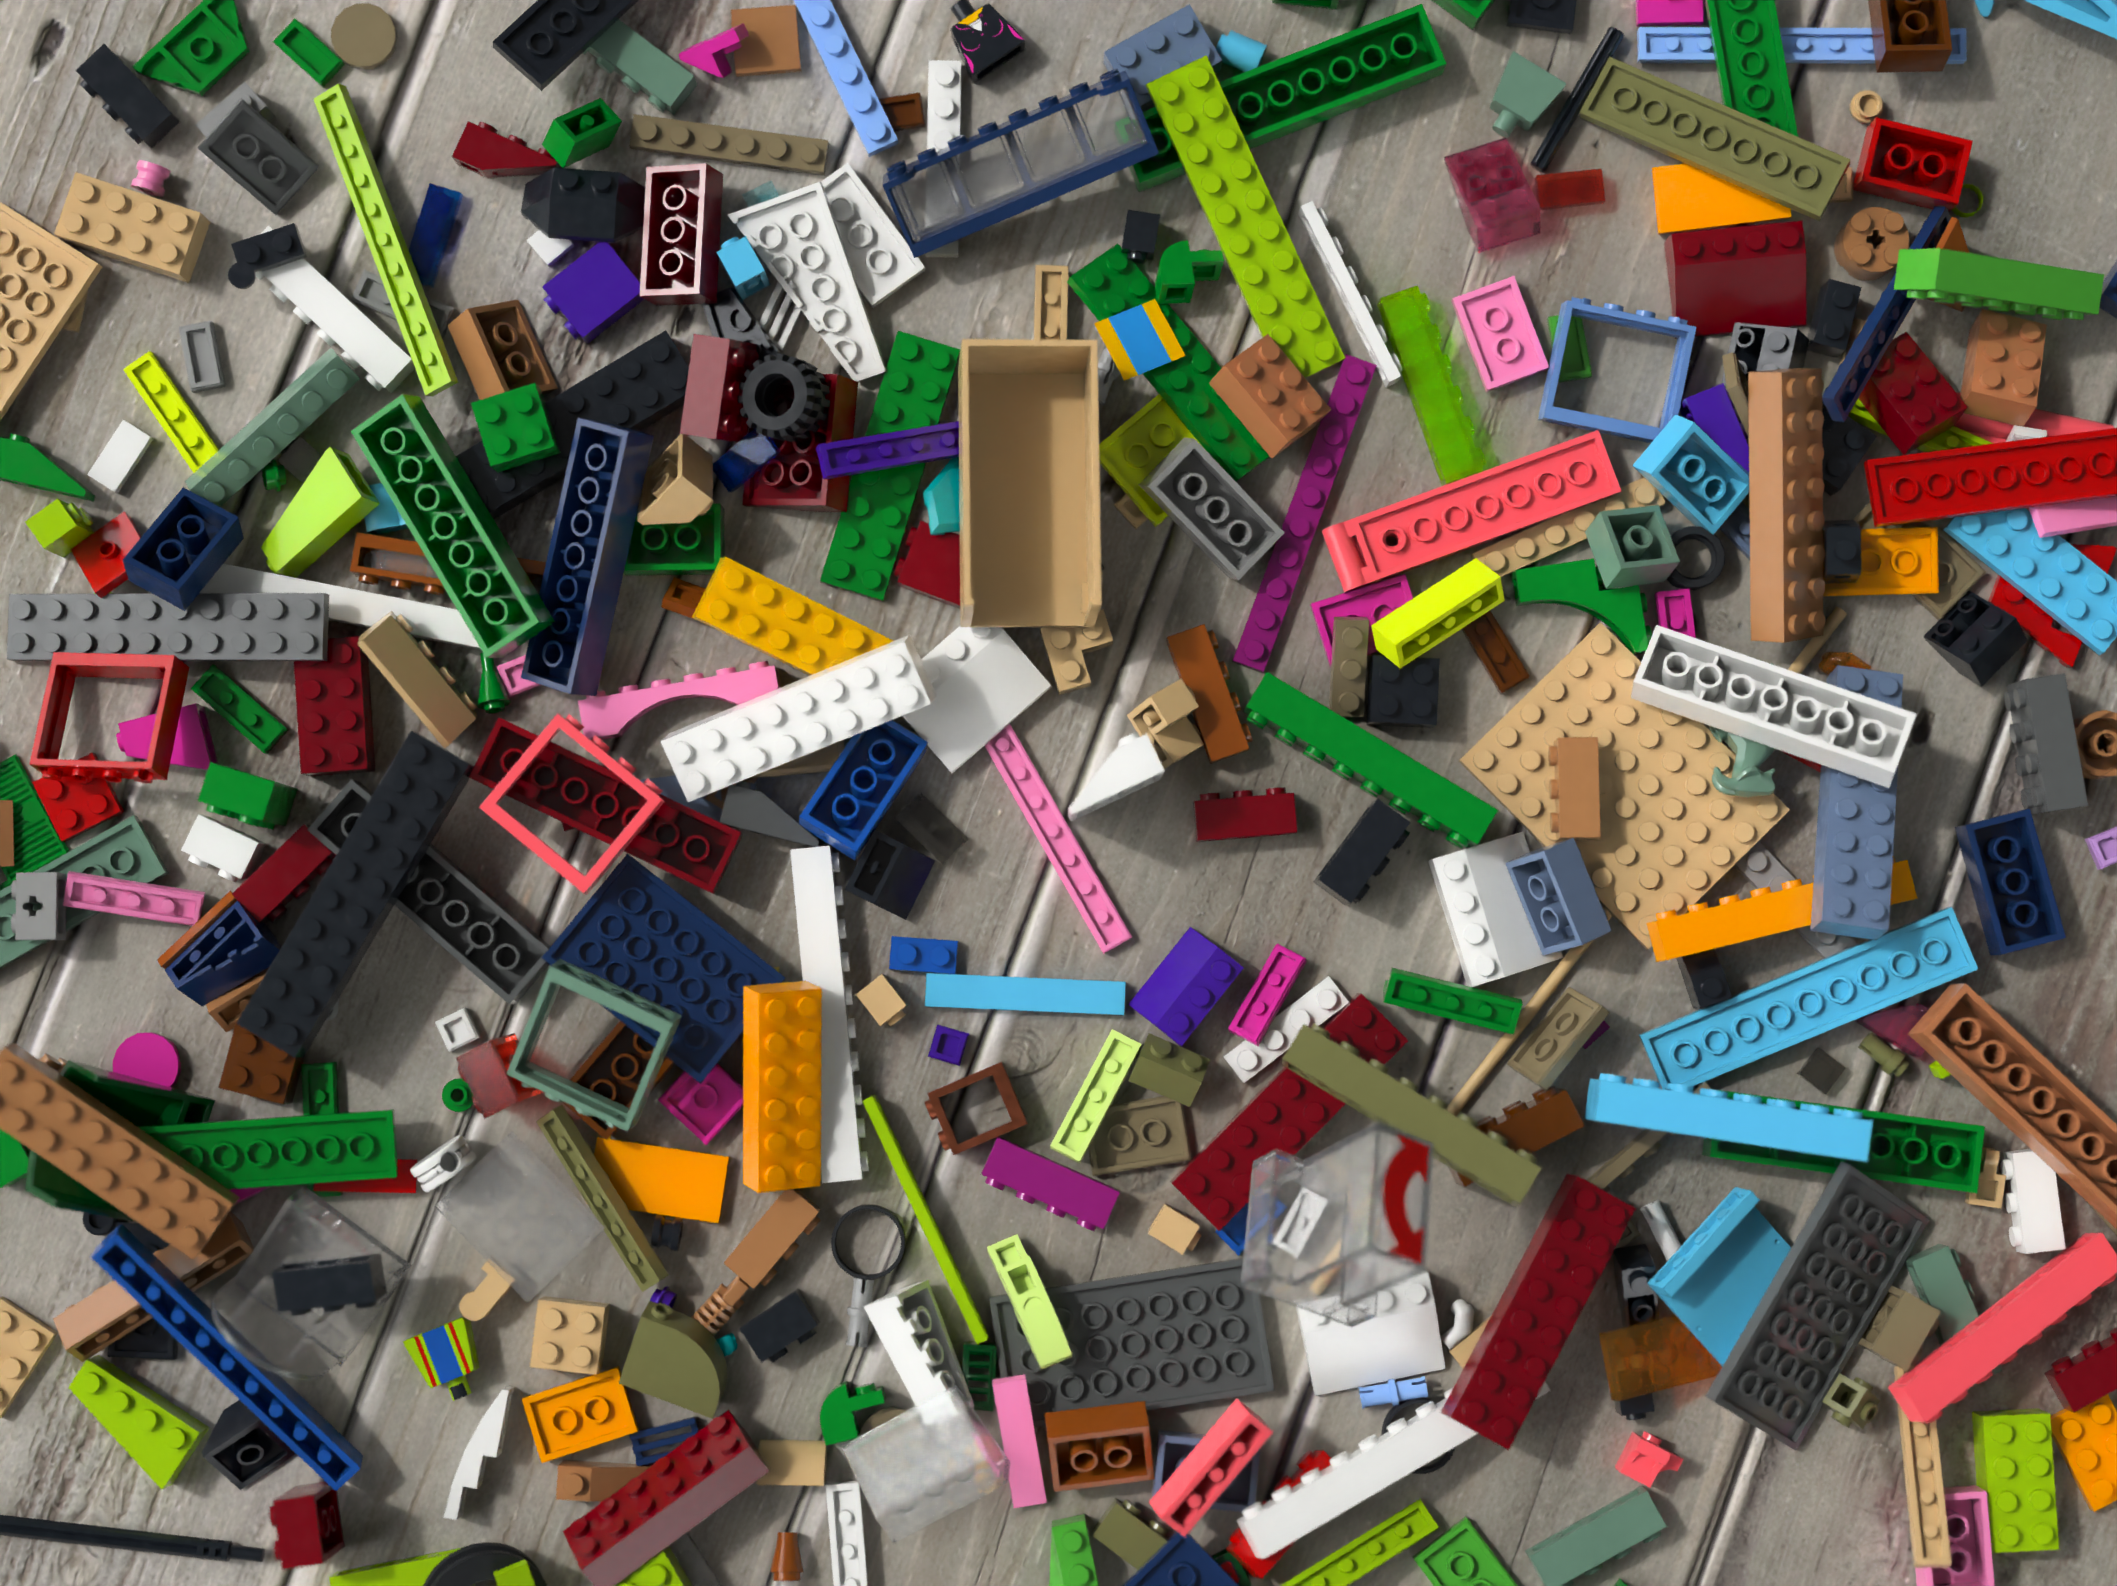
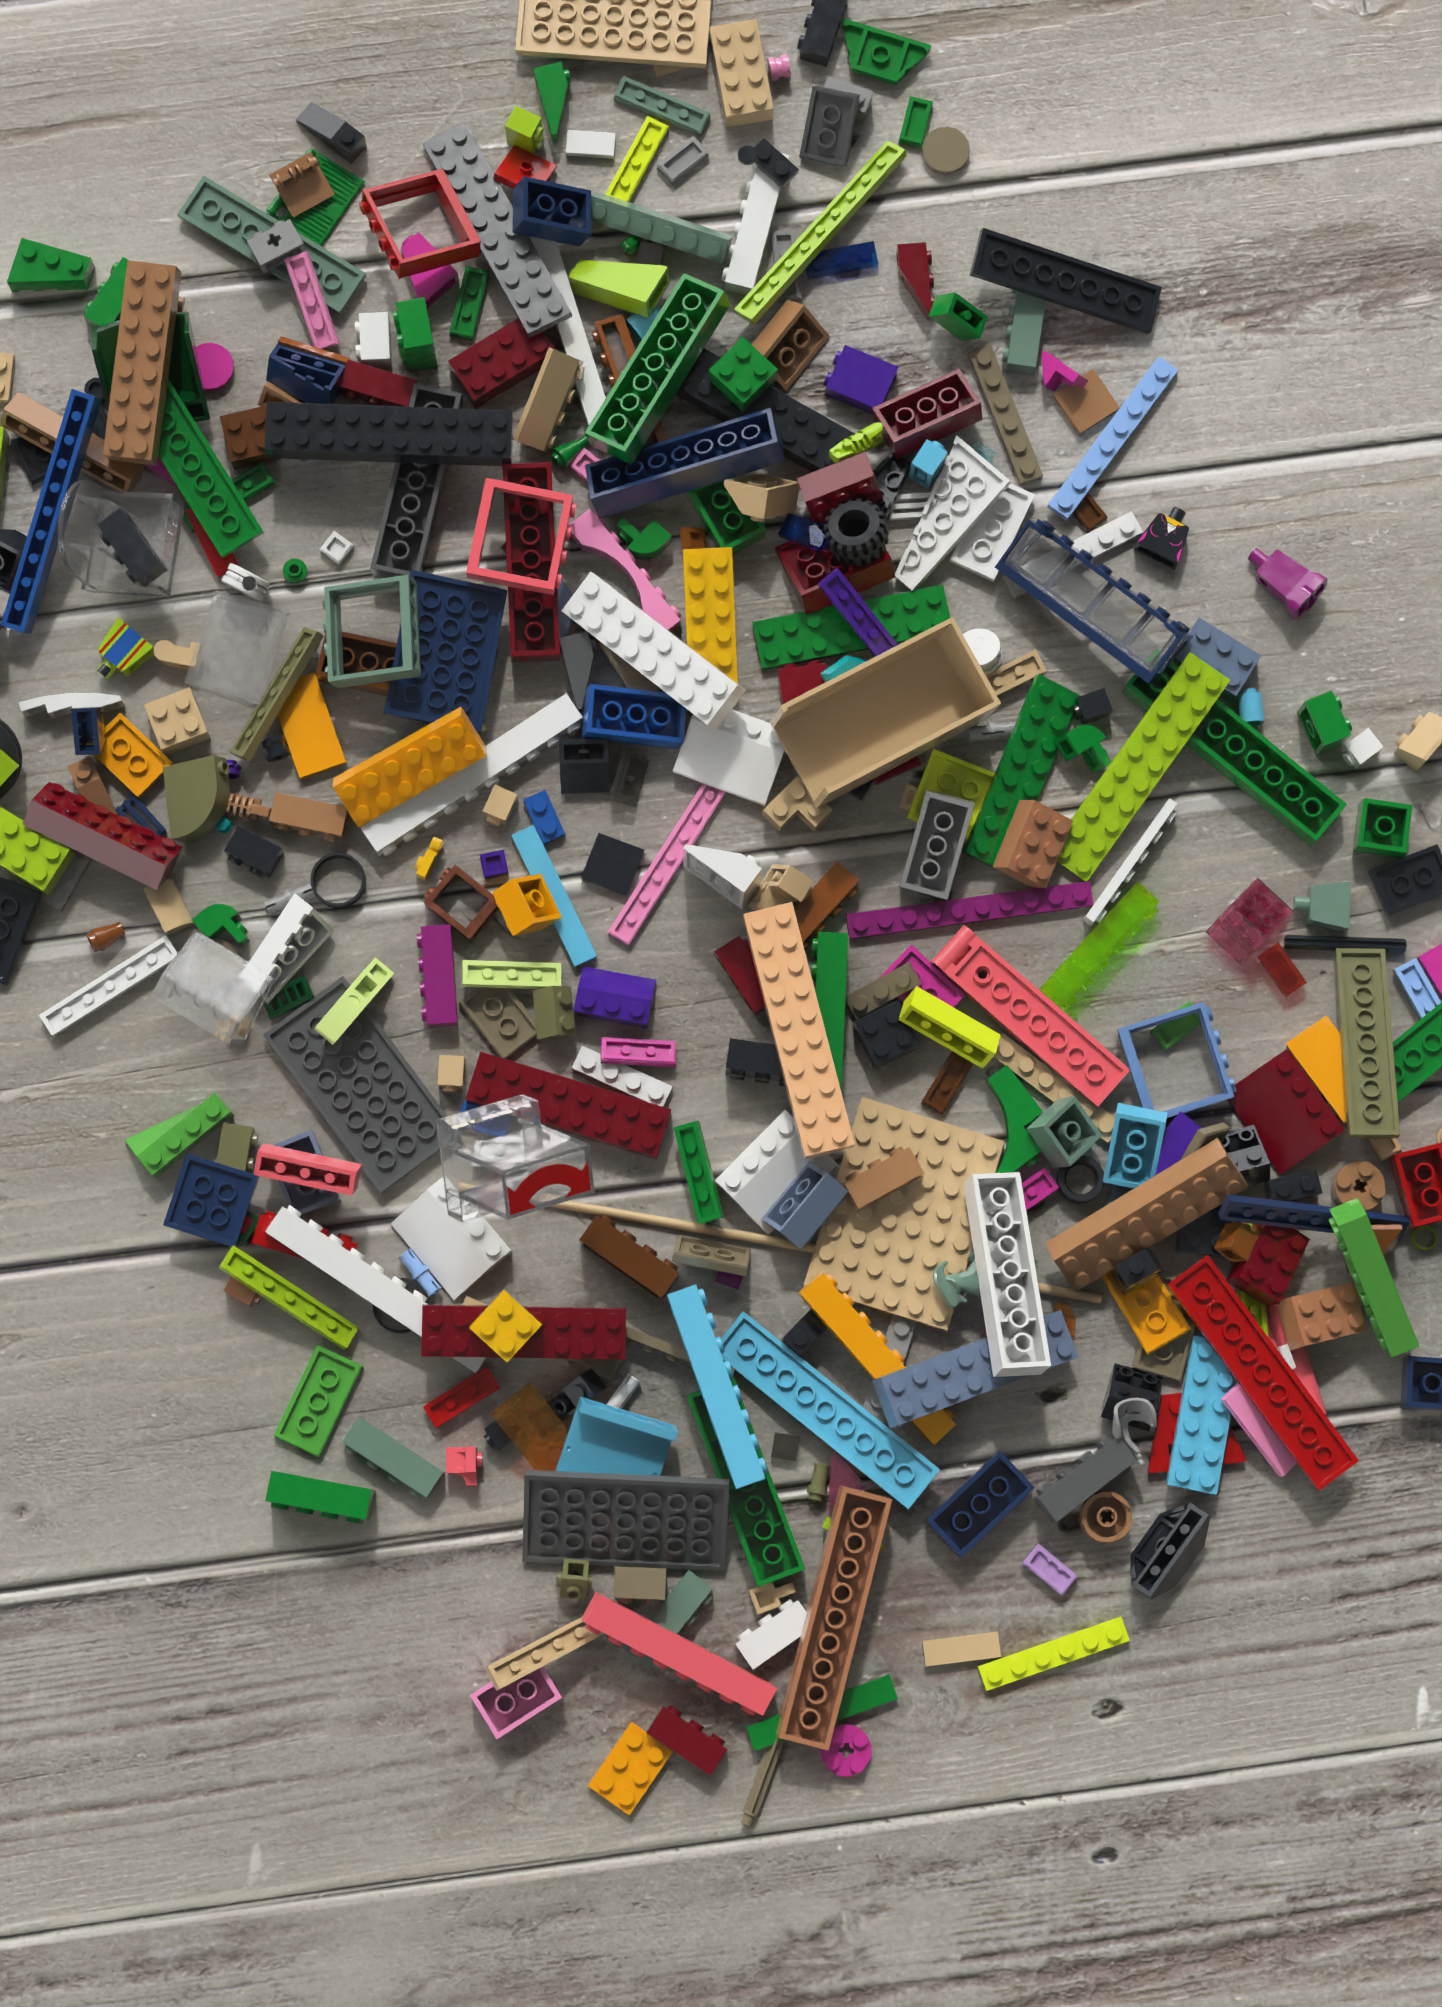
camera: 60 degrees right, 5 degrees down
(77, 804) = (353, 235): red plate -> none
(119, 345) = (661, 106): none -> sand green tile
(487, 1076) = (310, 584): clear red brick -> none
(520, 1451) = (88, 728): none -> dark blue torso
(549, 248) = (877, 336): white tile -> none
(584, 204) = (913, 343): black wedge -> none
(656, 657) = (648, 543): none -> green brick
(675, 337) = (857, 443): none -> lime hinge
(704, 1106) = (372, 728): dark pink plate -> none
(905, 1127) = (425, 864): none -> yellow plate
(926, 1219) = (372, 908): lime tile -> none
(1003, 321) = (986, 648): none -> white head
(1019, 1440) = (259, 1044): bright pink tile -> none
(1023, 1034) = (526, 904): none -> light orange brick
(1024, 904) = (612, 864): none -> black tile
(1099, 1446) = (283, 1095): dark orange brick -> none
(1139, 339) = (1022, 739): sticker -> none
(1357, 794) = (798, 1030): none -> light nougat brick
(1398, 1104) = (608, 1165): olive brick -> none
(1462, 1323) = (488, 1295): white arm -> none
(1500, 333) = (1159, 974): bright pink plate -> none
(1530, 1332) = (505, 1325): none -> yellow brick
(1566, 1421) = (461, 1397): none -> red plate
(1871, 418) = (1236, 1241): none -> dark orange brick
(2002, 641) = (1138, 1410): none -> light grey helmet
(2018, 1473) = (580, 1719): lime brick -> none

